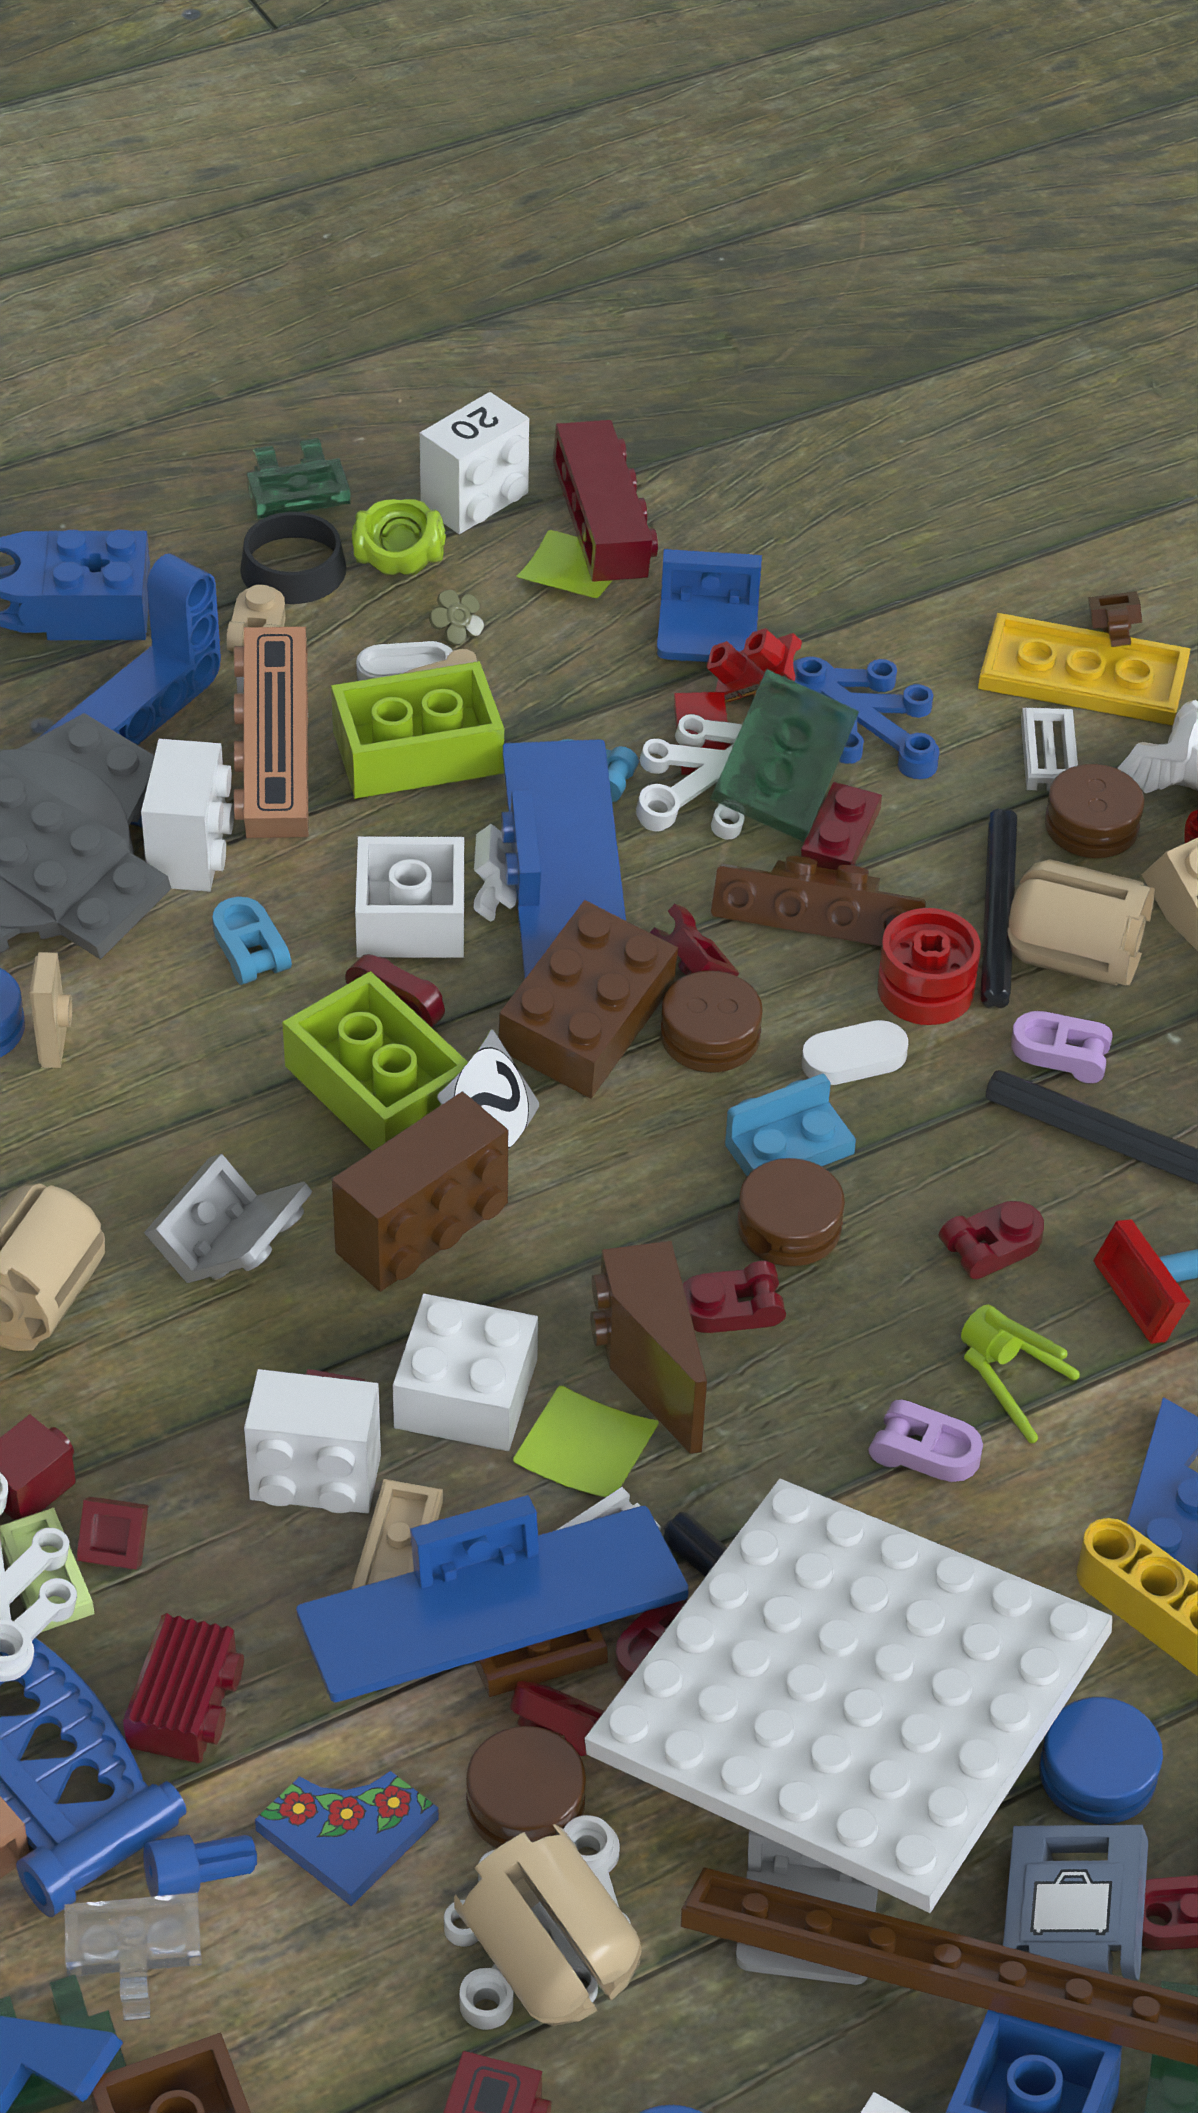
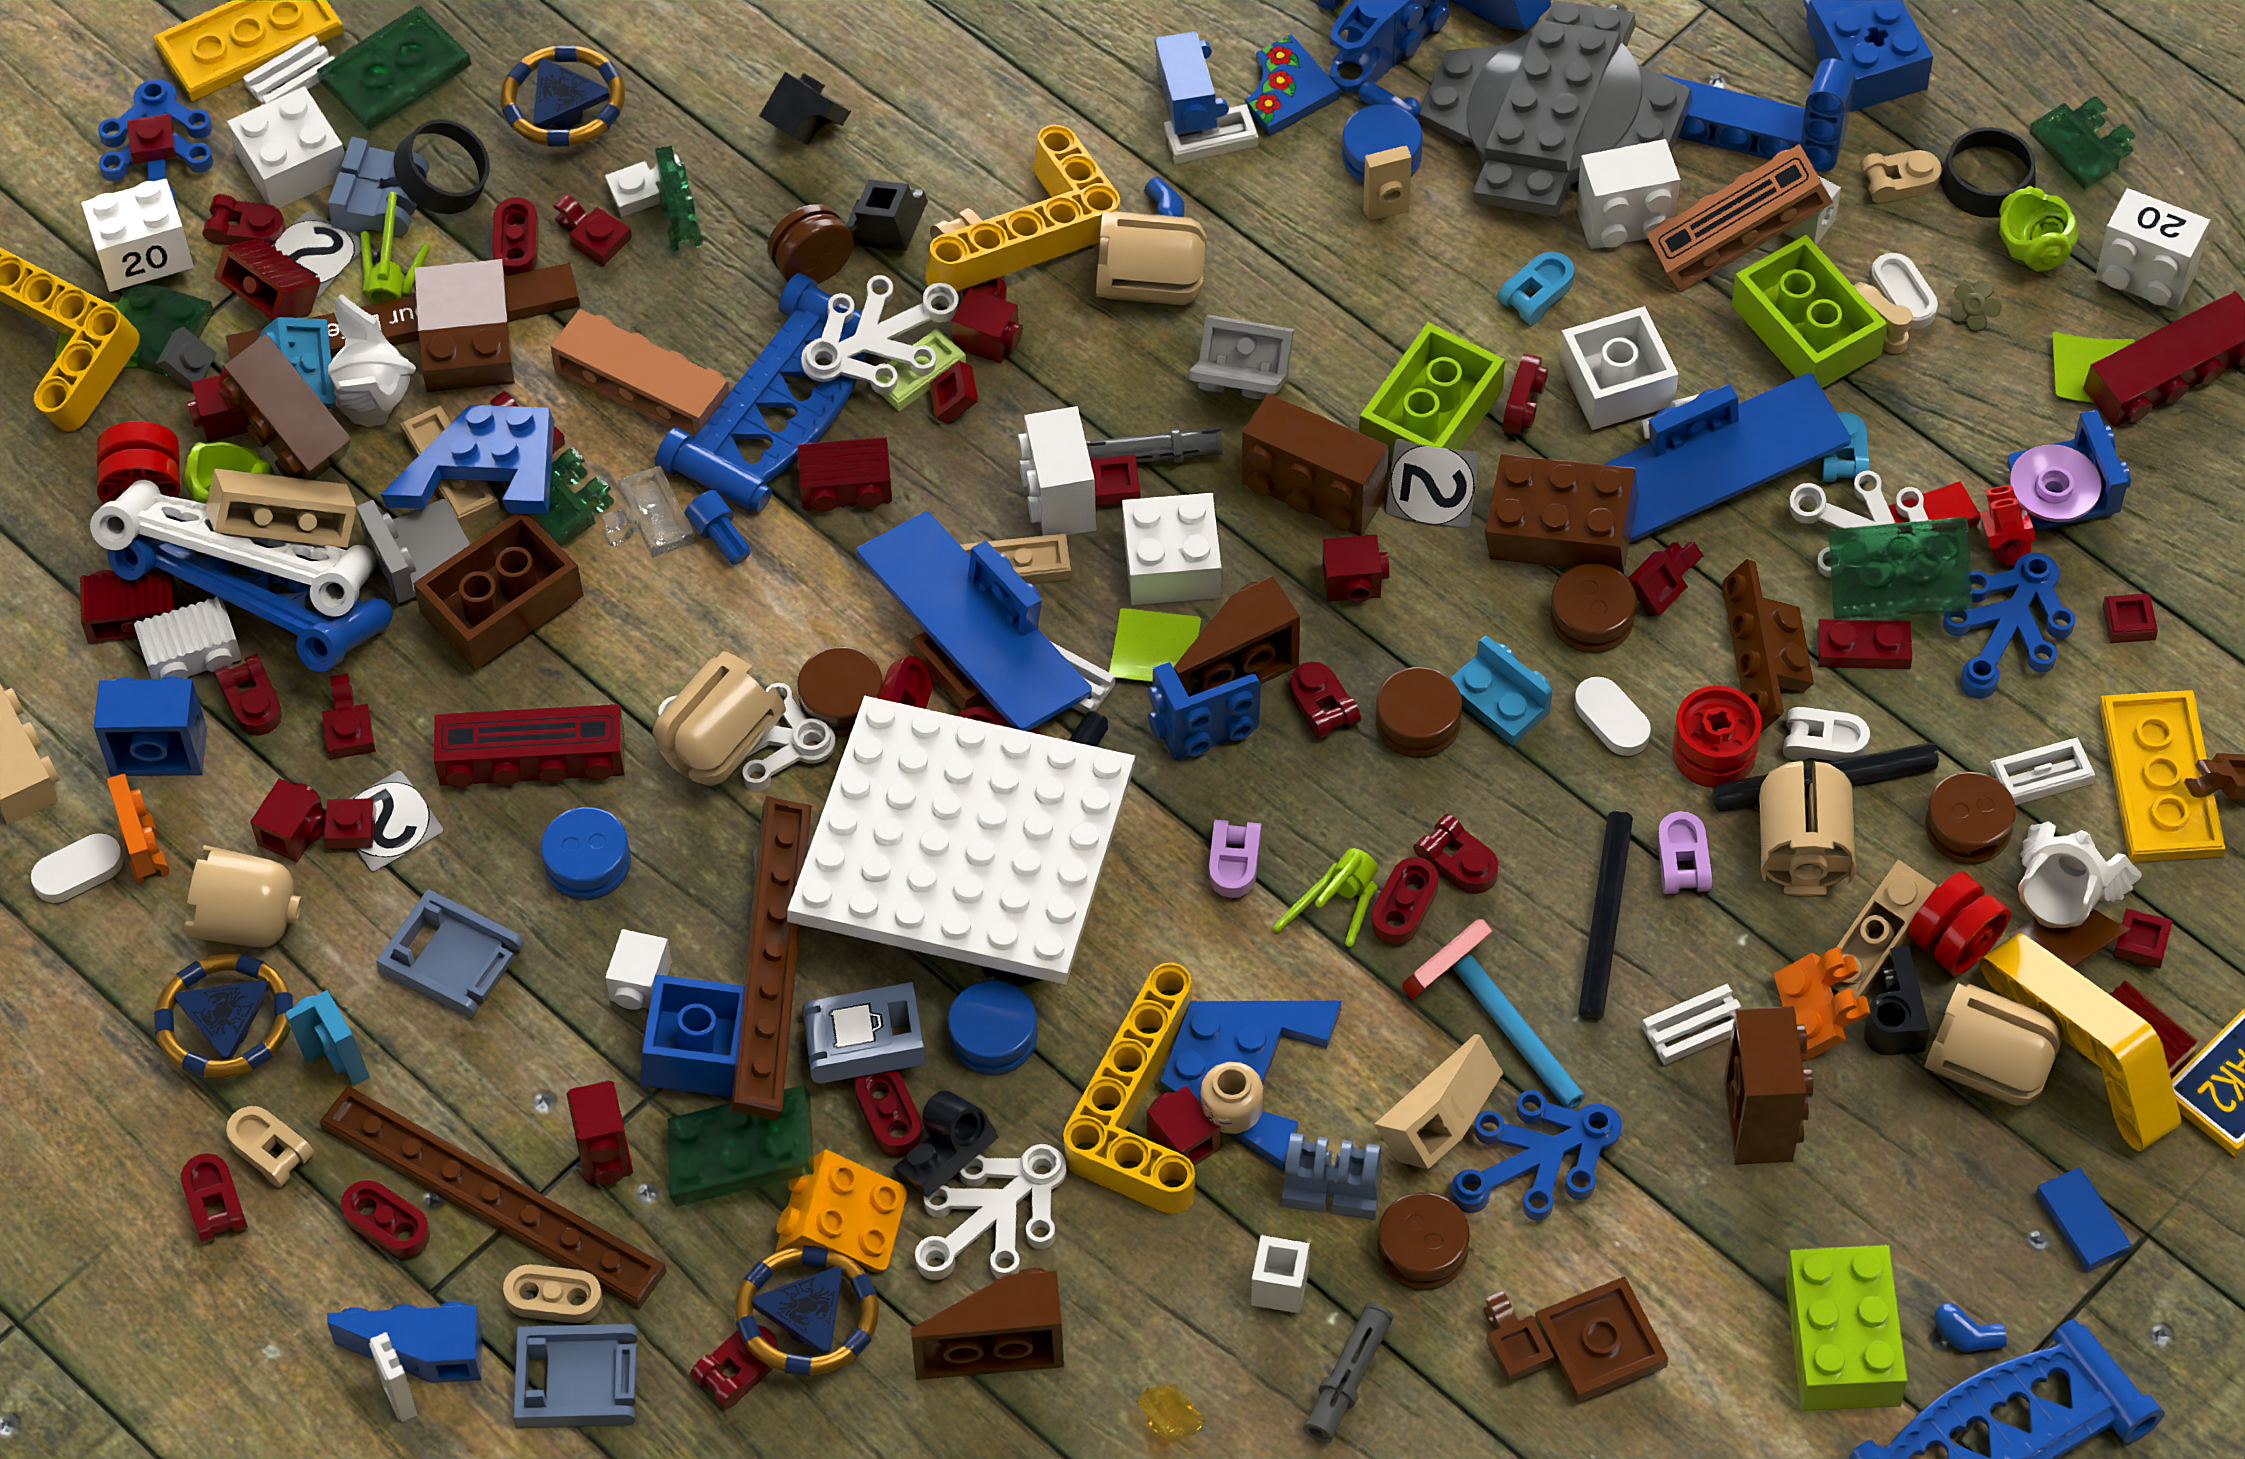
camera: 75 degrees right, 10 degrees up
(307, 1325) = (1160, 446): none -> dark grey pin
(347, 1834) = (777, 606): blue tile -> none
(568, 1212) = (1353, 568): none -> dark red brick
(724, 613) = (2058, 470): none -> lavender dish
(727, 1418) = (1205, 719): none -> blue bracket
(888, 632) = (2130, 618): none -> dark red tile
(957, 874) = (1842, 735): none -> white plate
(1048, 1302) = (1403, 904): none -> dark red plate

